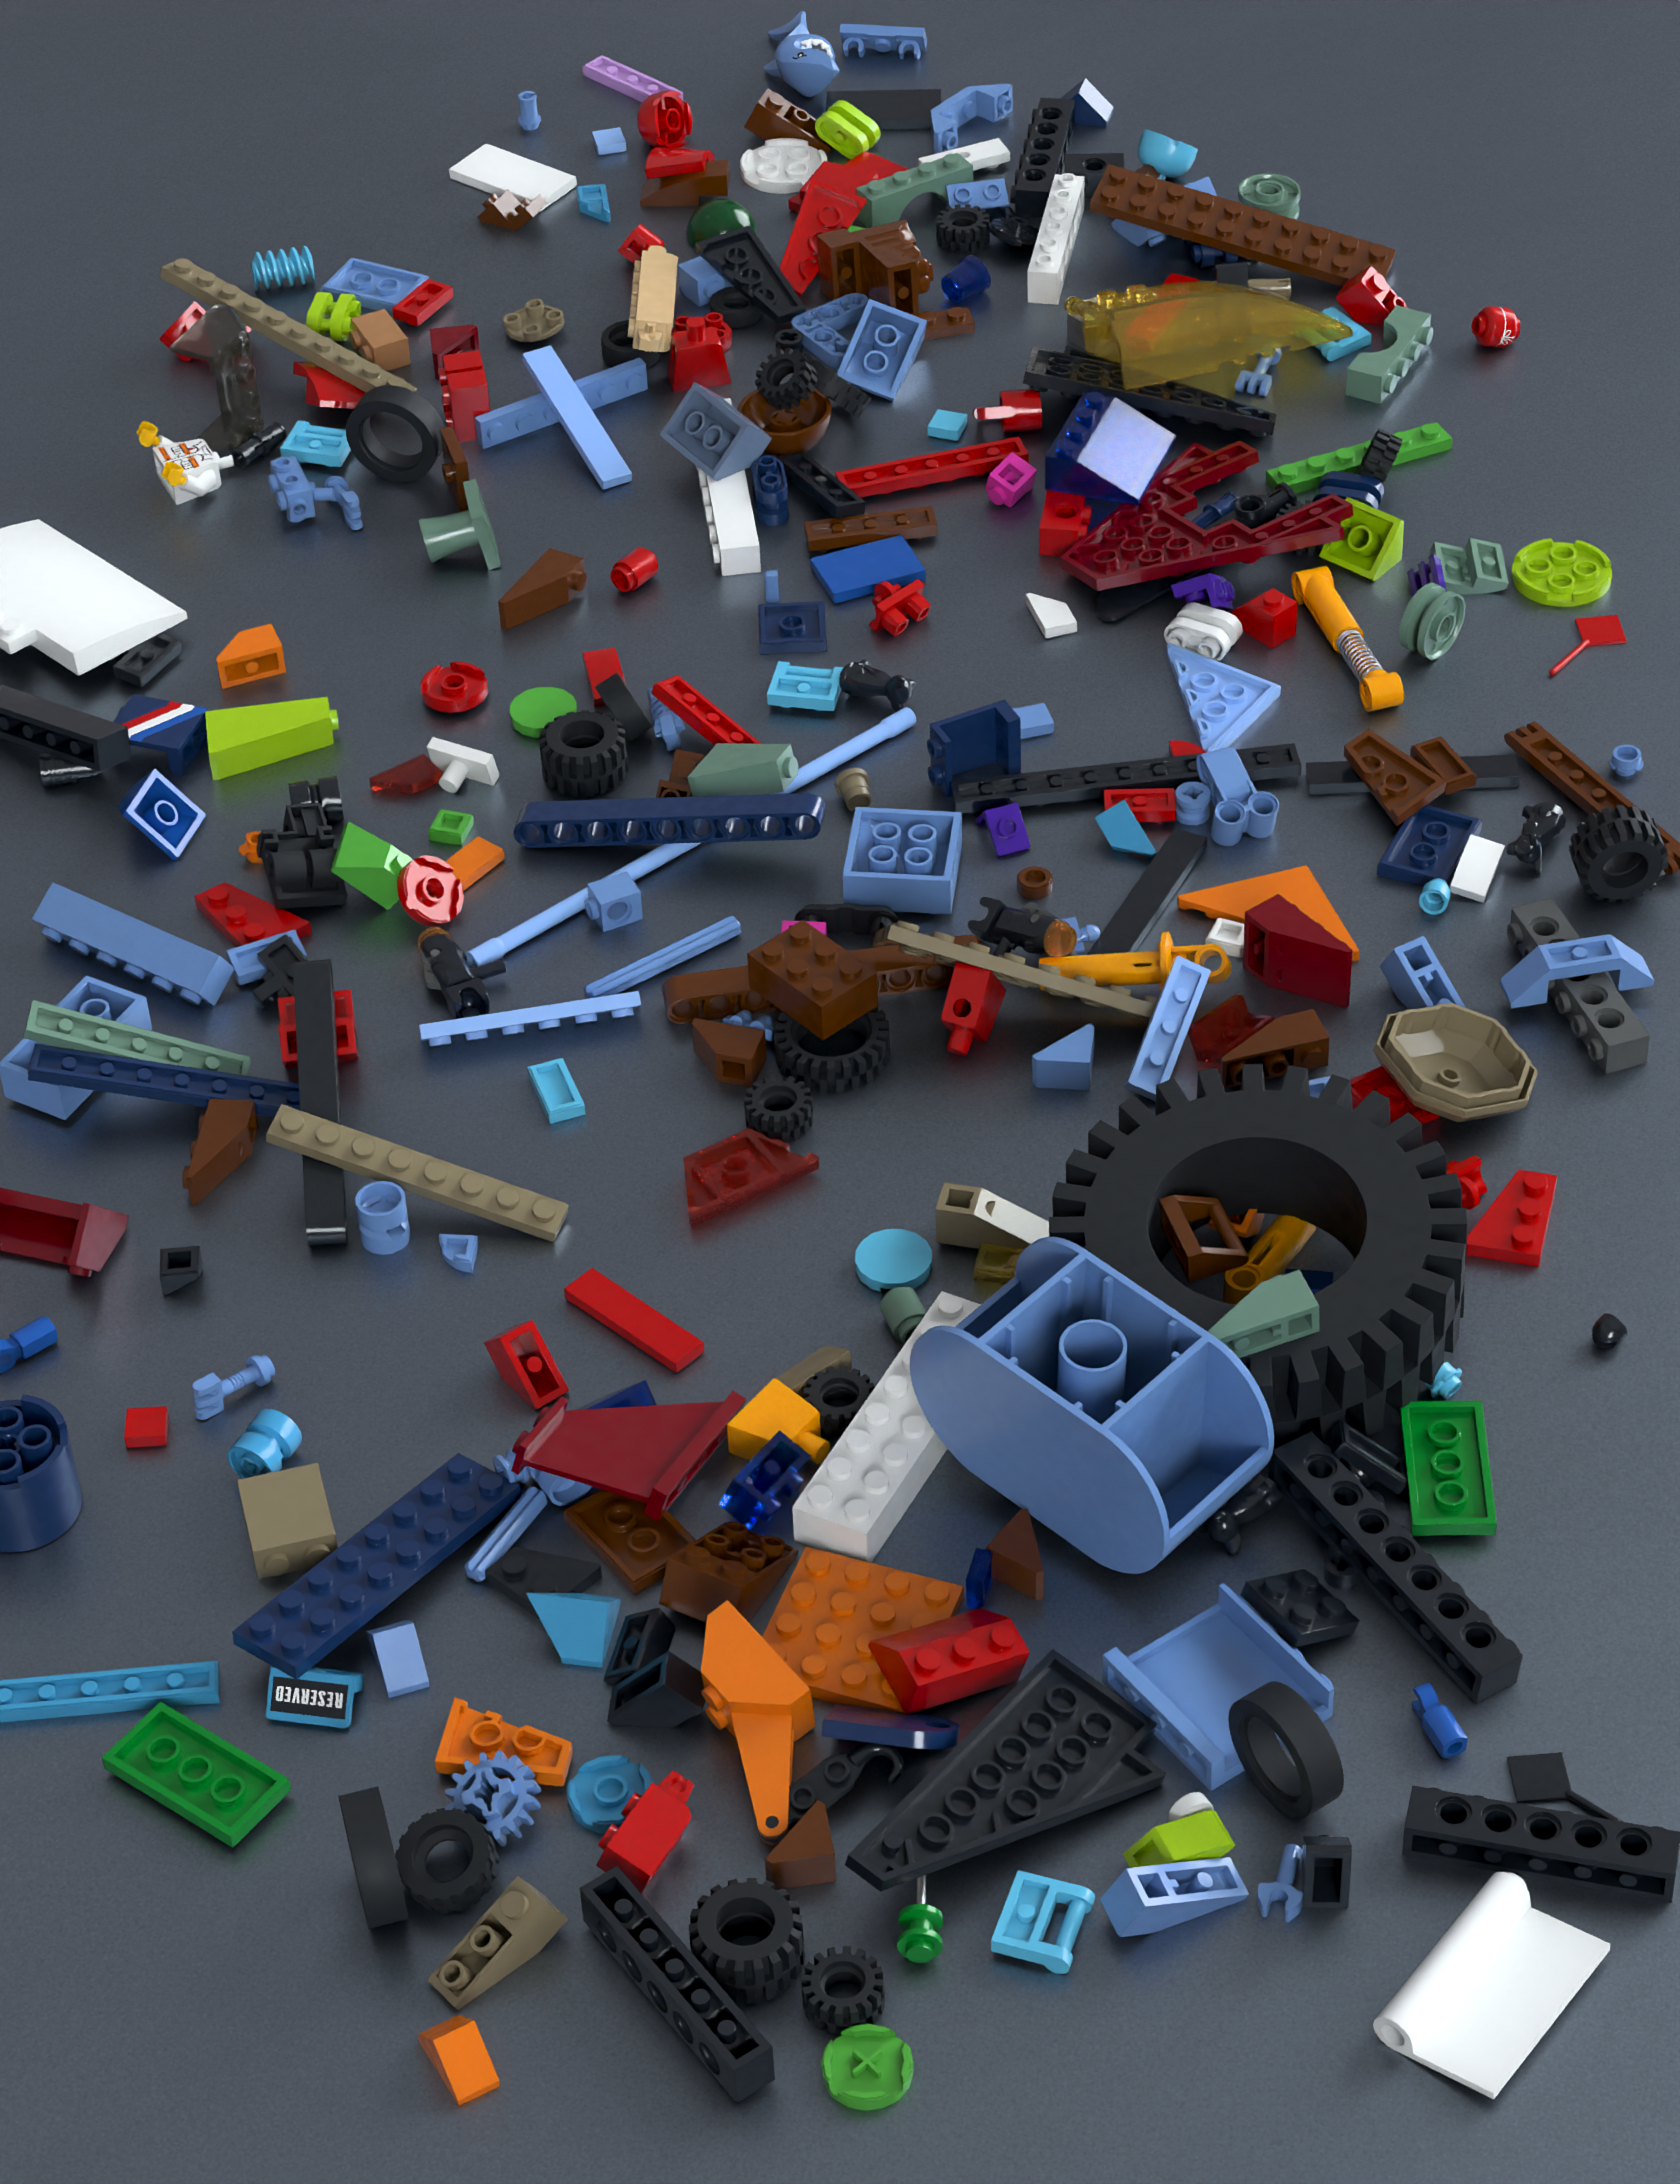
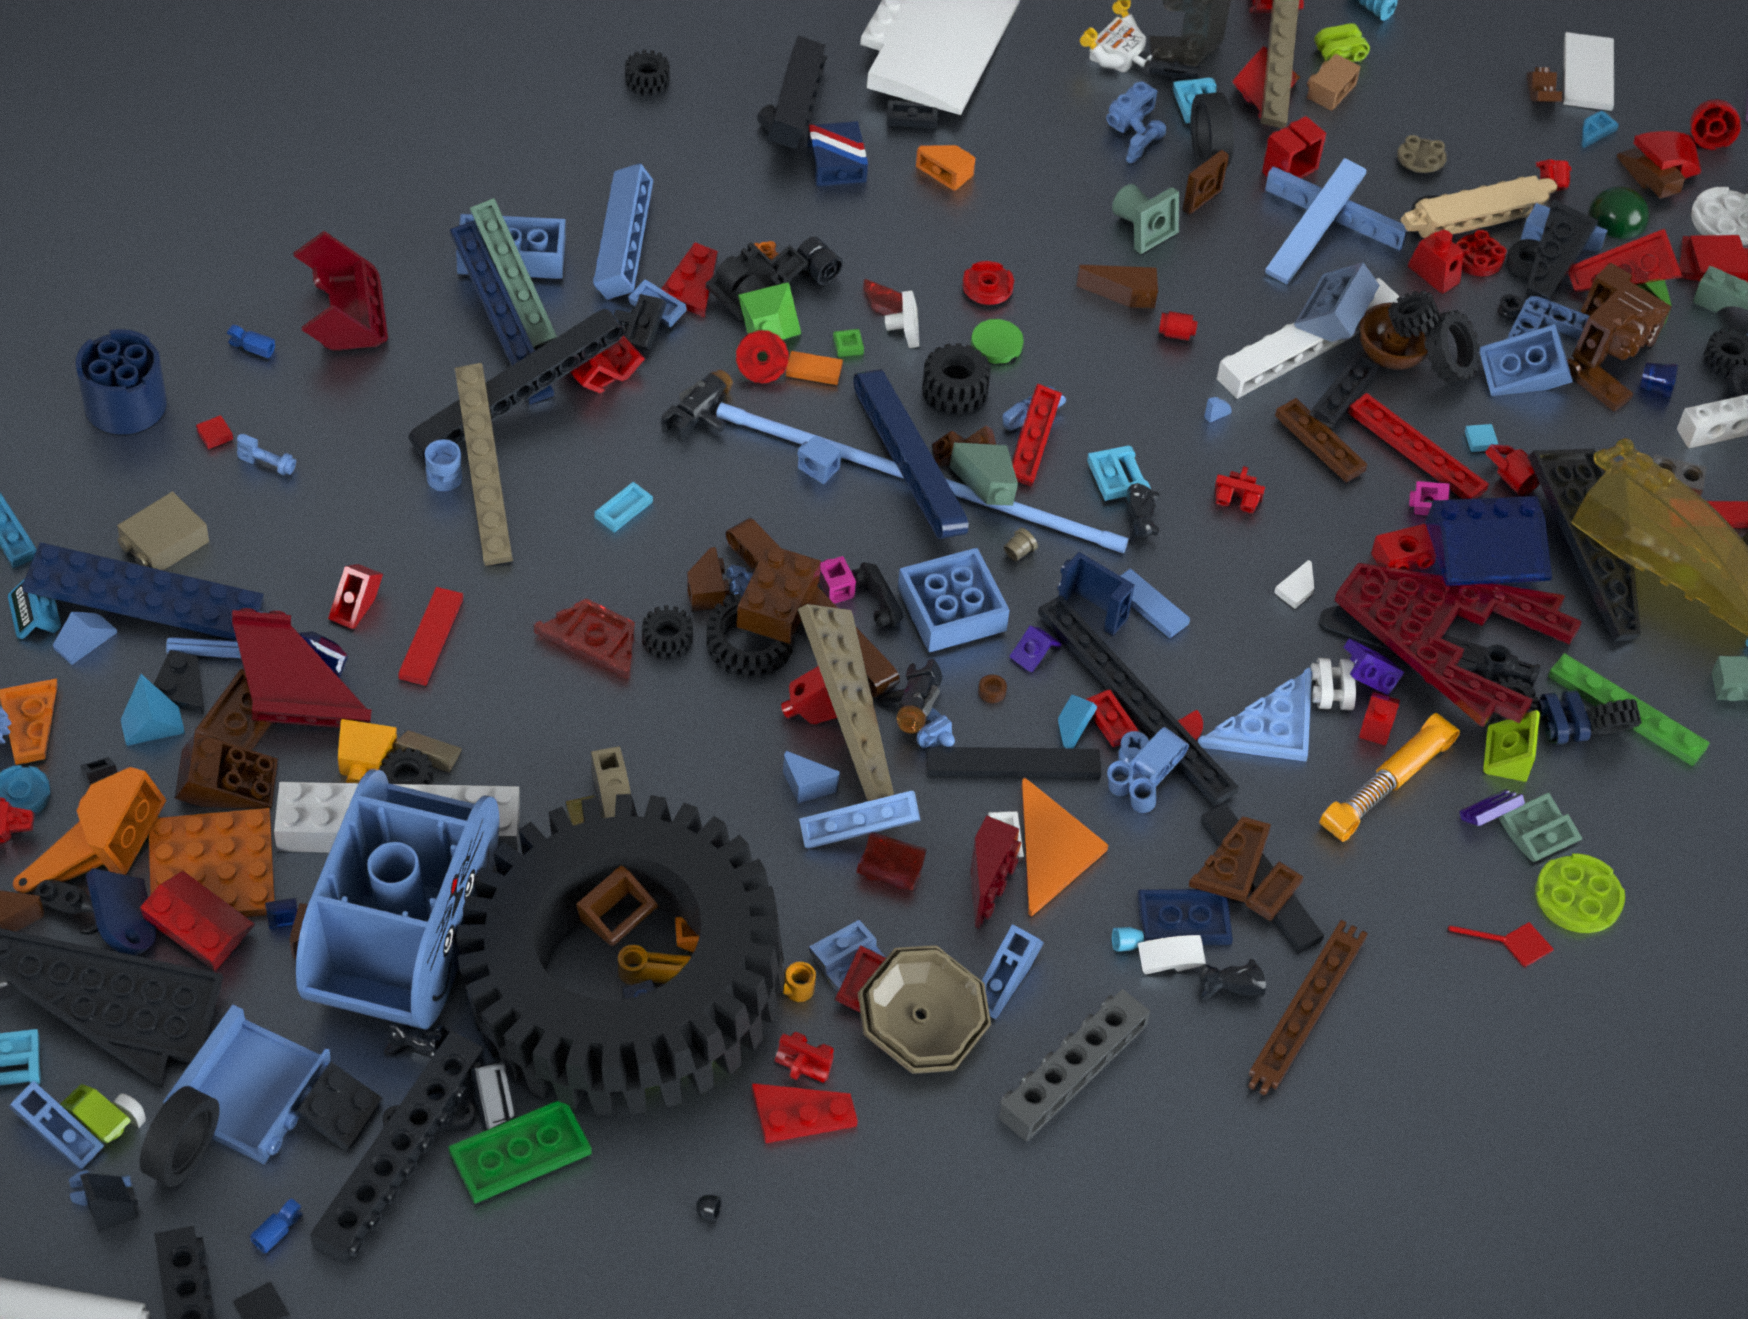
camera: 55 degrees right, 10 degrees up
(162, 813) = (755, 190): blue slope -> none
(179, 1267) = (352, 385): black slope -> none
(223, 1143) = (480, 349): reddish brown slope -> none
(265, 1444) = (215, 494): dark azure wheel -> none
(267, 733) = (871, 205): lime slope -> none
(373, 284) = (1401, 53): medium blue tile -> none
(422, 302) = (1397, 85): red plate -> none
(451, 341) = (1352, 122): dark red slope -> none
(459, 1250) = (447, 520): medium blue tile -> none
(528, 111) = (1667, 47): medium blue pin -> none
(546, 1016) = (674, 457): light blue plate -> none
(600, 666) = (1056, 354): red slope -> none
(609, 141) = (1677, 105): light blue tile -> none
(623, 706) = (1001, 375): black tyre -> none
(640, 1642) = (150, 757): black slope -> none
(664, 958) = (782, 510): medium blue axle -> none
(764, 1480) = (306, 761): clear blue brick -> none
(770, 491) = (1317, 364): dark blue brick -> none
(792, 627) = (1182, 440): dark blue tile -> none
(859, 569) = (1277, 457): blue tile -> none
(893, 1259) = (560, 754): medium azure tile -> none
(902, 1311) = (508, 774): sand green brick -> none
(1139, 967) = (931, 791): light orange piece -> none
(1217, 510) = (1483, 638): dark blue axle -> none
(1258, 376) = (1677, 607): medium blue hinge -> none
(1269, 1316) = (516, 964): sand green slope -> none
(1284, 1042) = (895, 899): reddish brown slope -> none
(1432, 621) = (1432, 821): sand green wheel -> none
(1446, 1382) = (605, 1120): medium azure plate -> none
(1529, 979) = (1085, 1054): medium blue slope -> none
(1618, 853) = (1223, 1037): black tyre -> none
(1626, 760) = (1369, 1006): medium blue plate -> none

